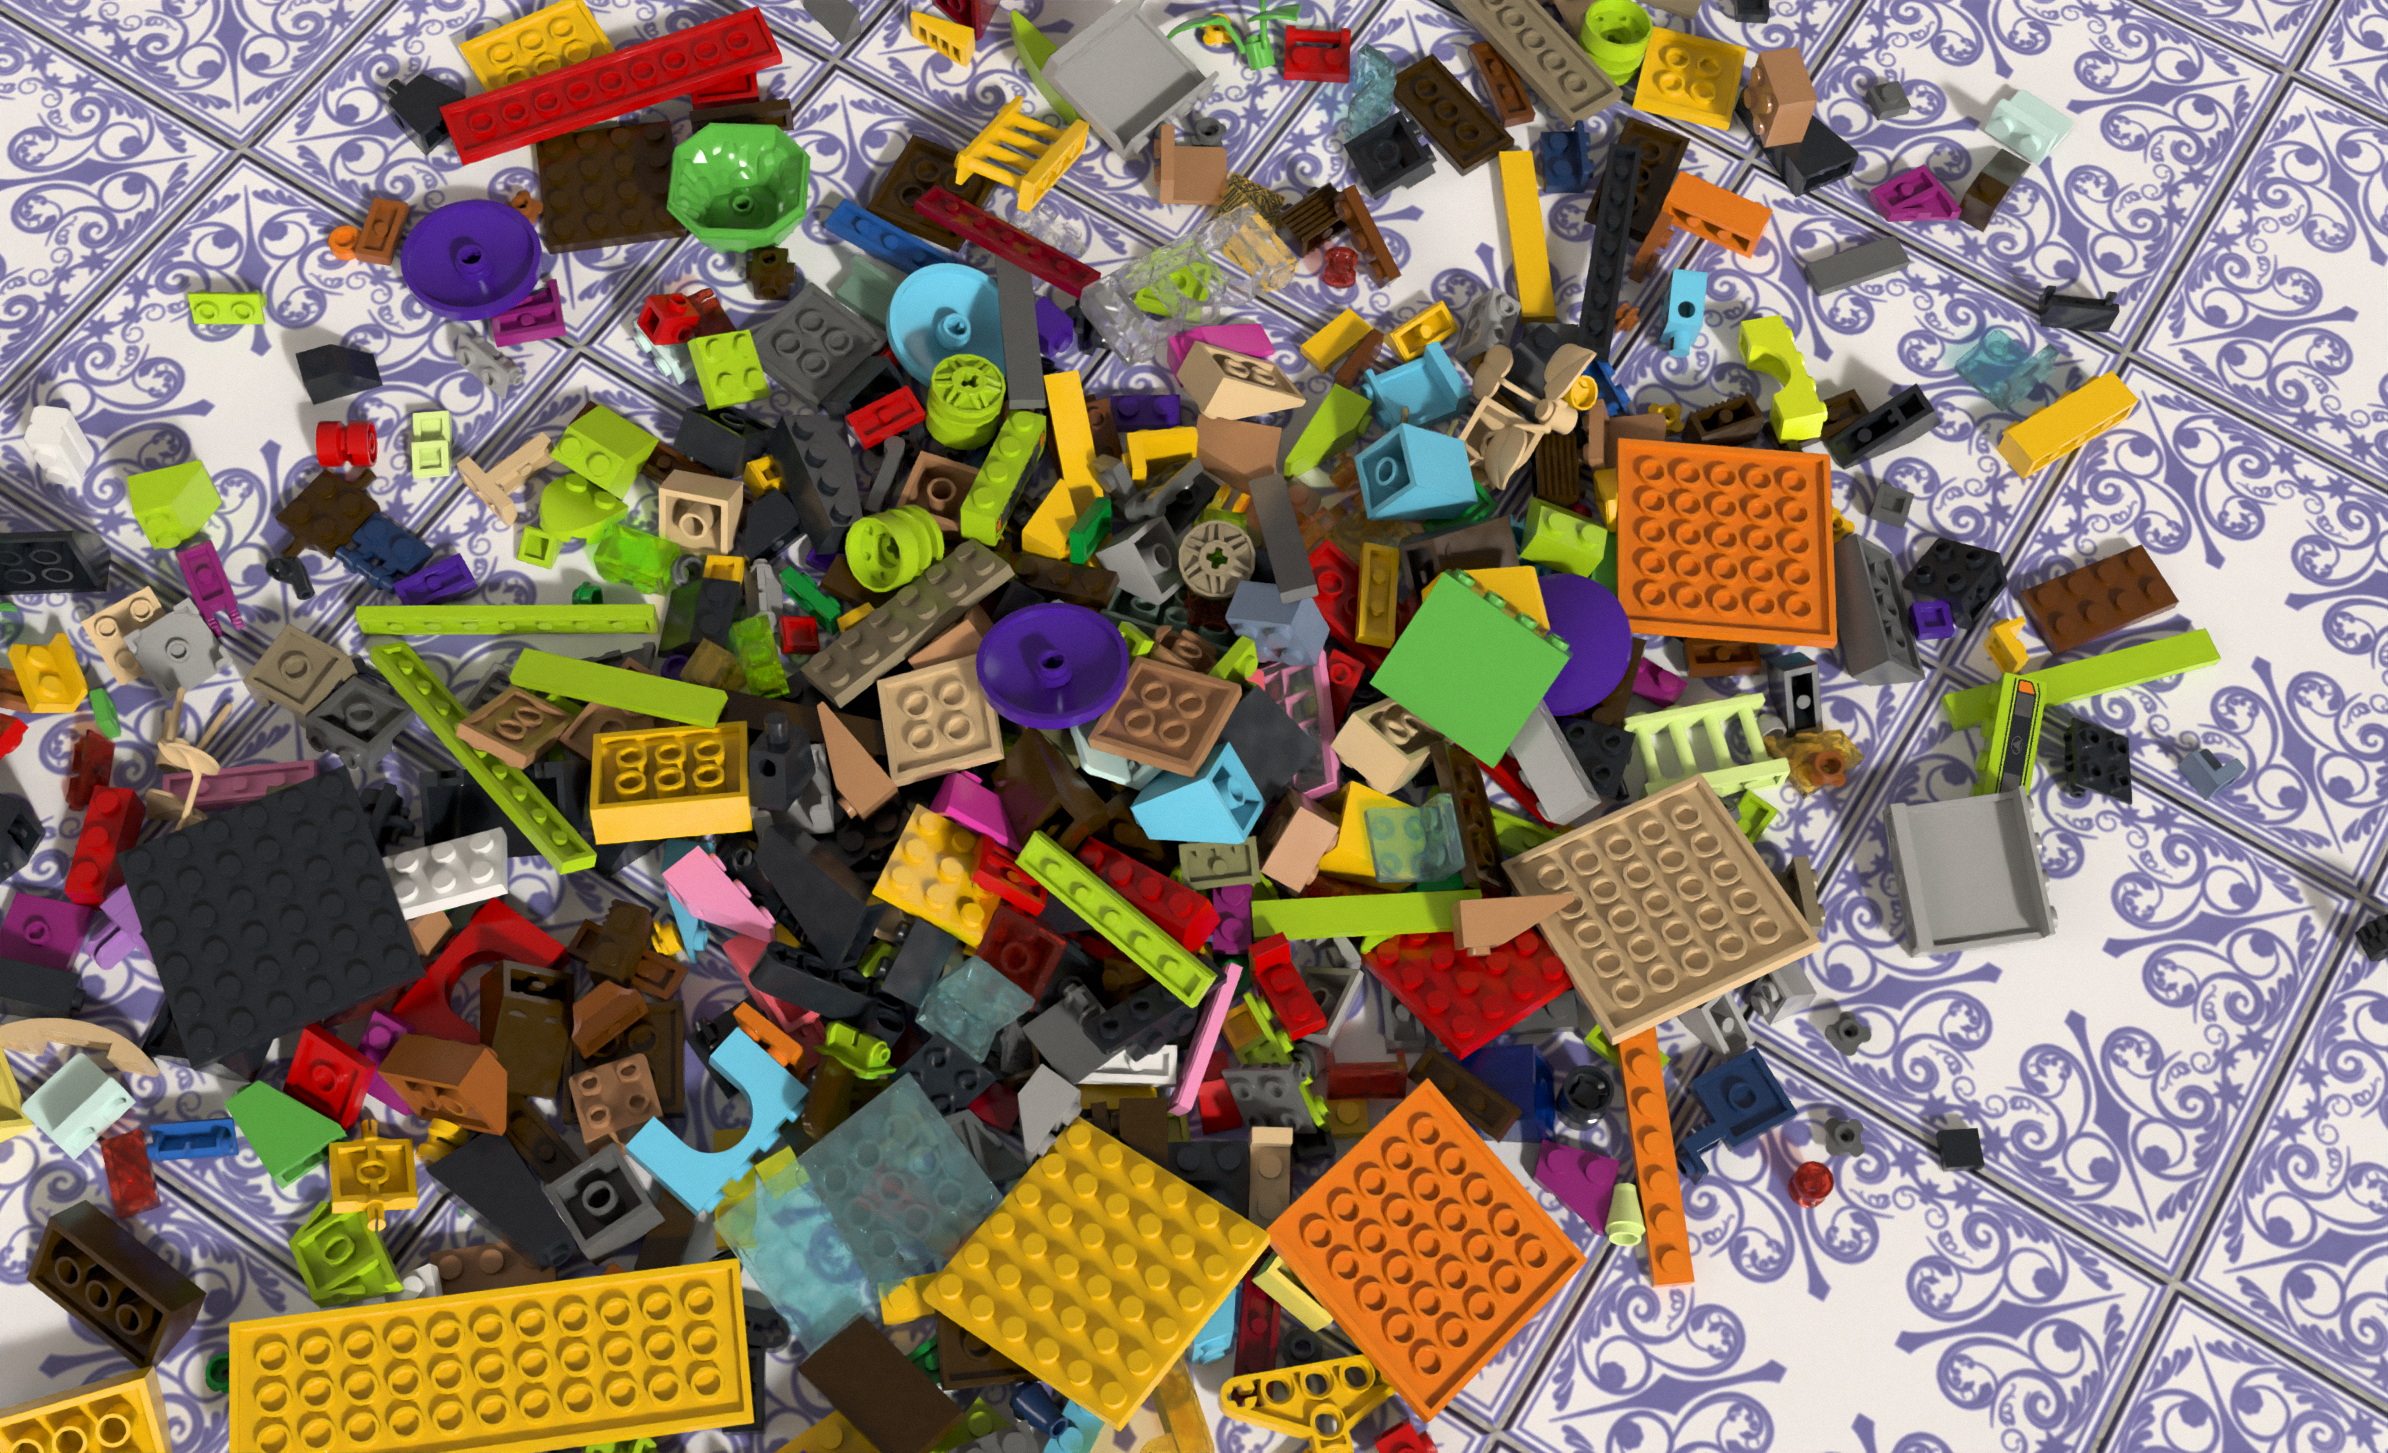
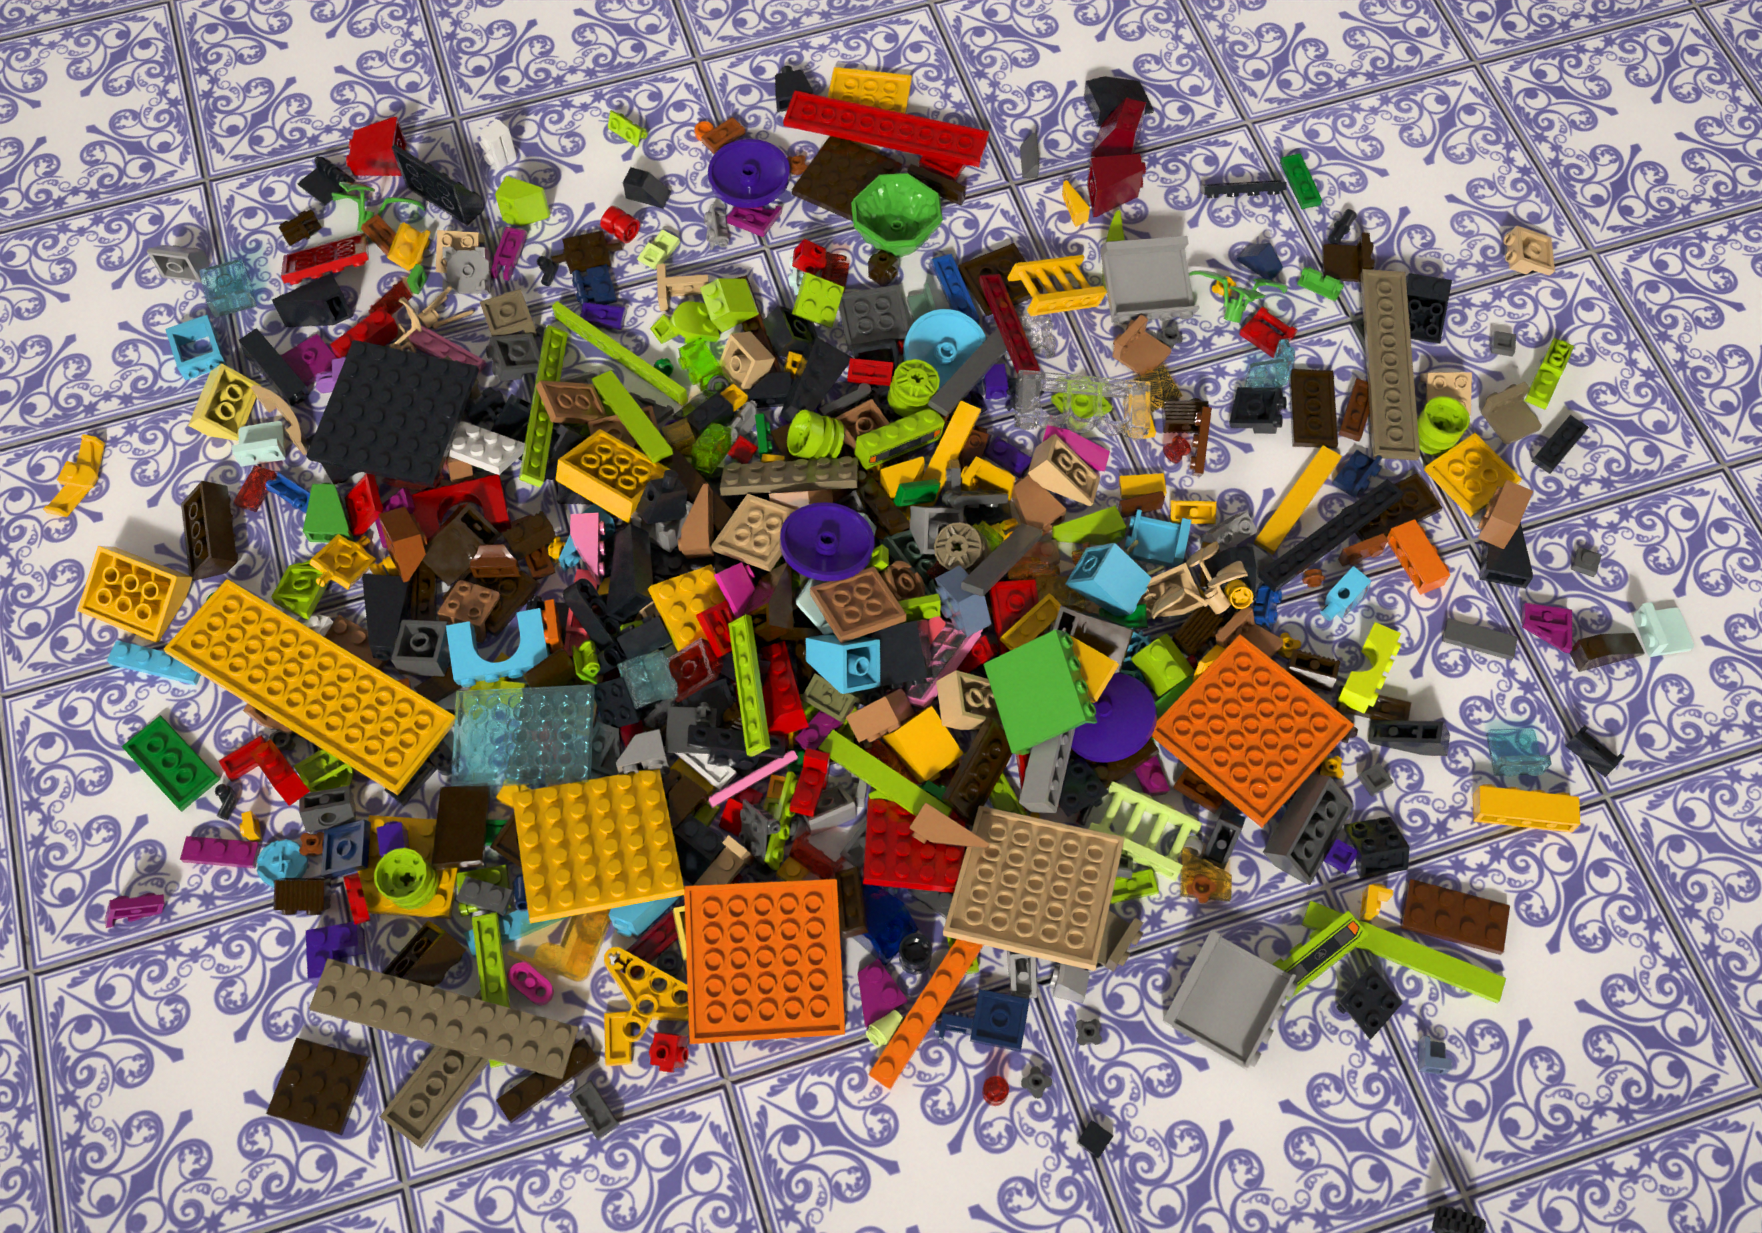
camera: 45 degrees right, 0 degrees up
(1415, 841) = (934, 758): clear light blue bracket -> none

